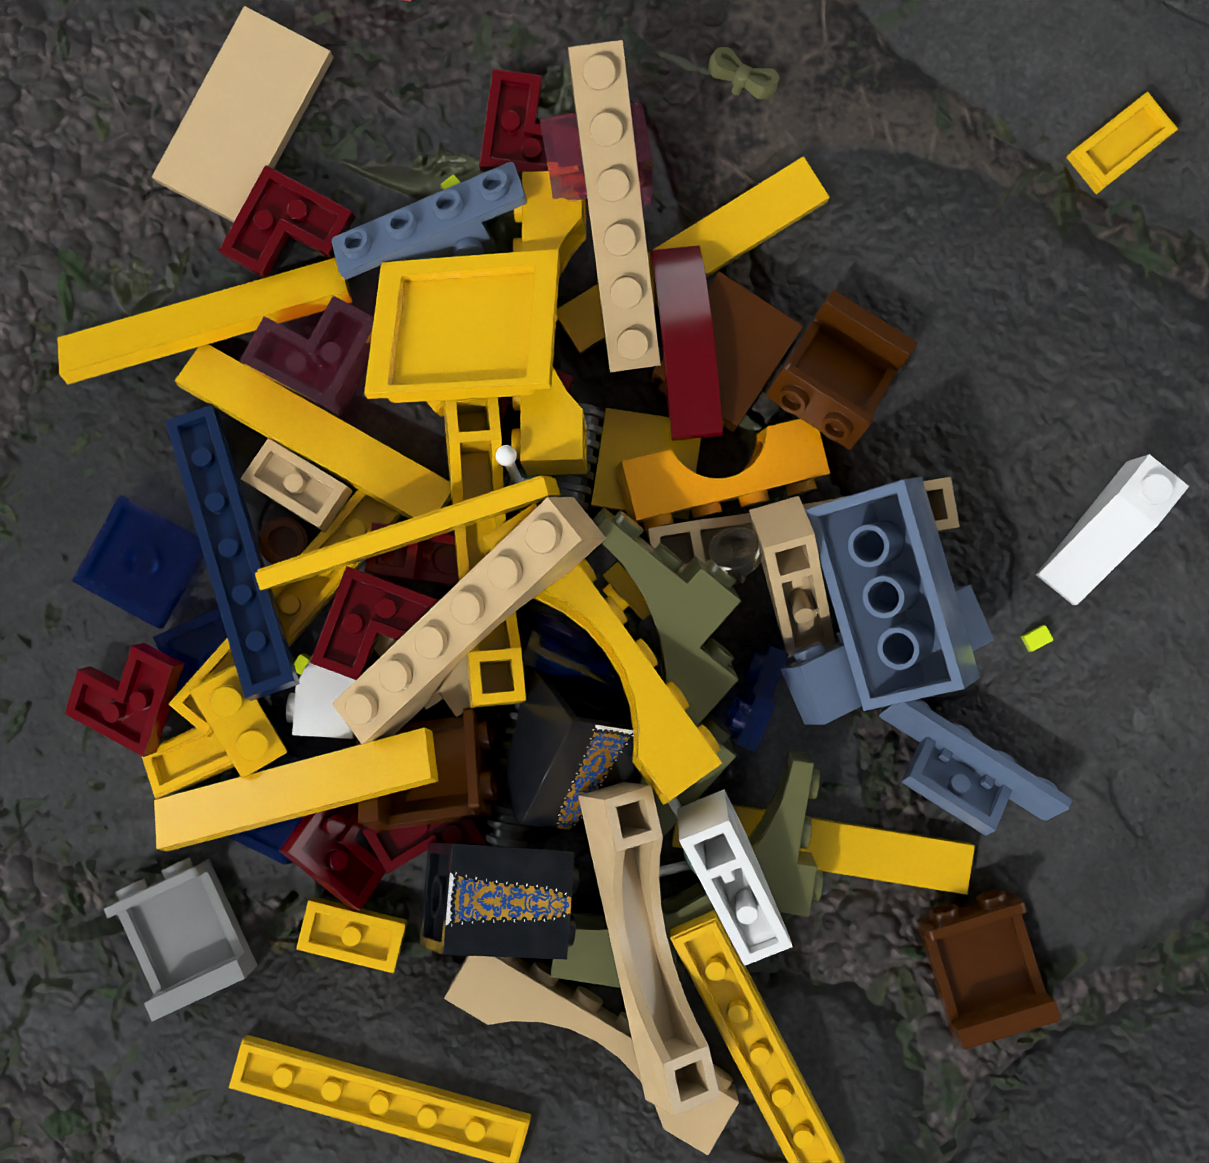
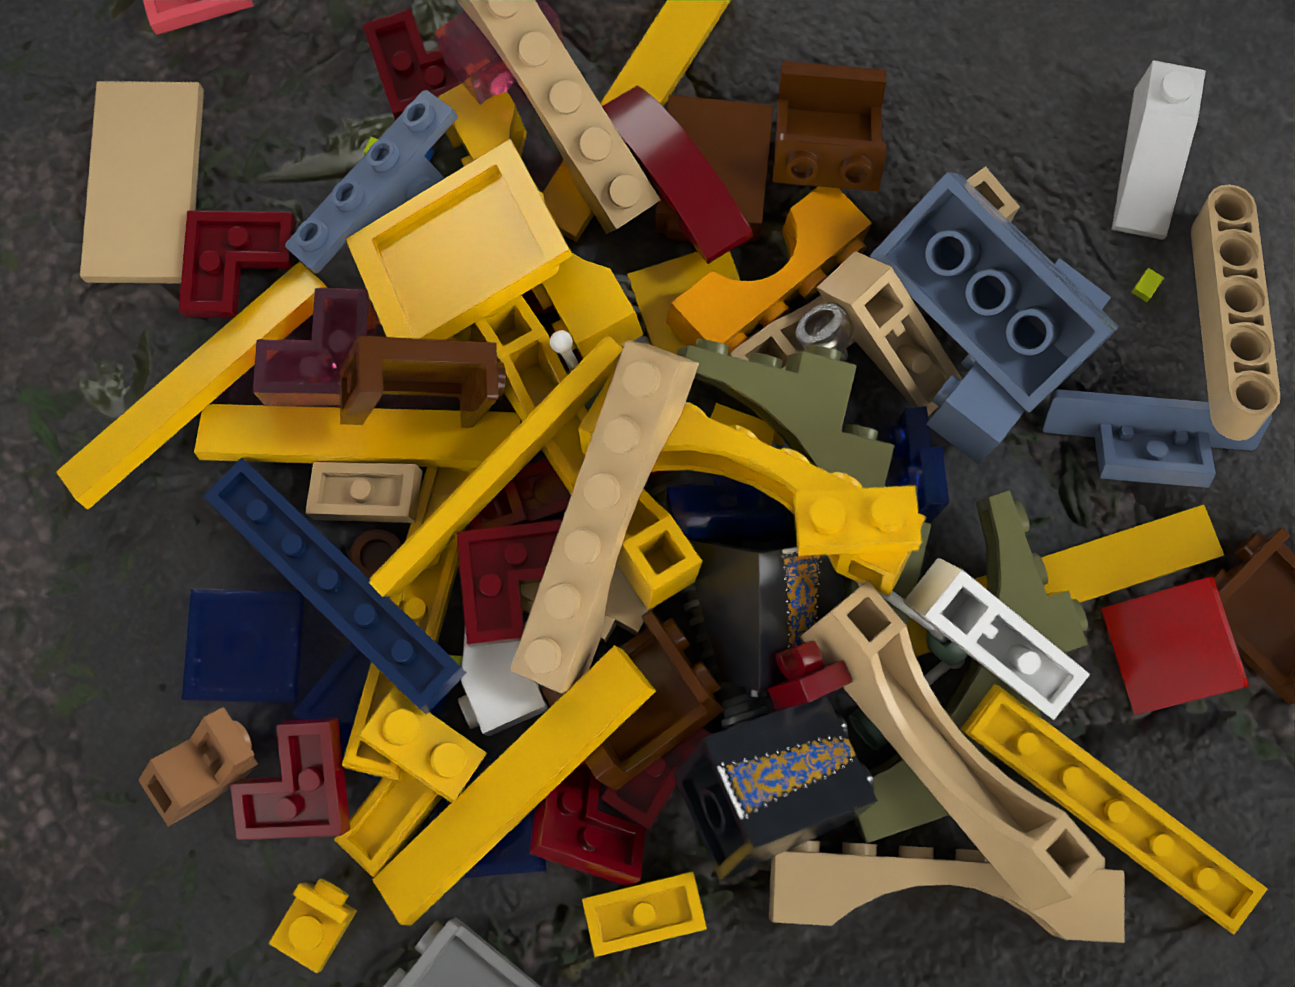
camera: 30 degrees left, 10 degrees down
(59, 644) = (199, 768): none -> medium nougat brick
(94, 809) = (314, 924): none -> yellow bracket
(424, 438) = (420, 368): none -> reddish brown panel
(563, 834) = (806, 676): none -> dark red tile
(662, 740) = (857, 520): none -> yellow plate
(881, 949) = (1174, 646): none -> red tile
(1072, 719) = (1234, 313): none -> tan beam

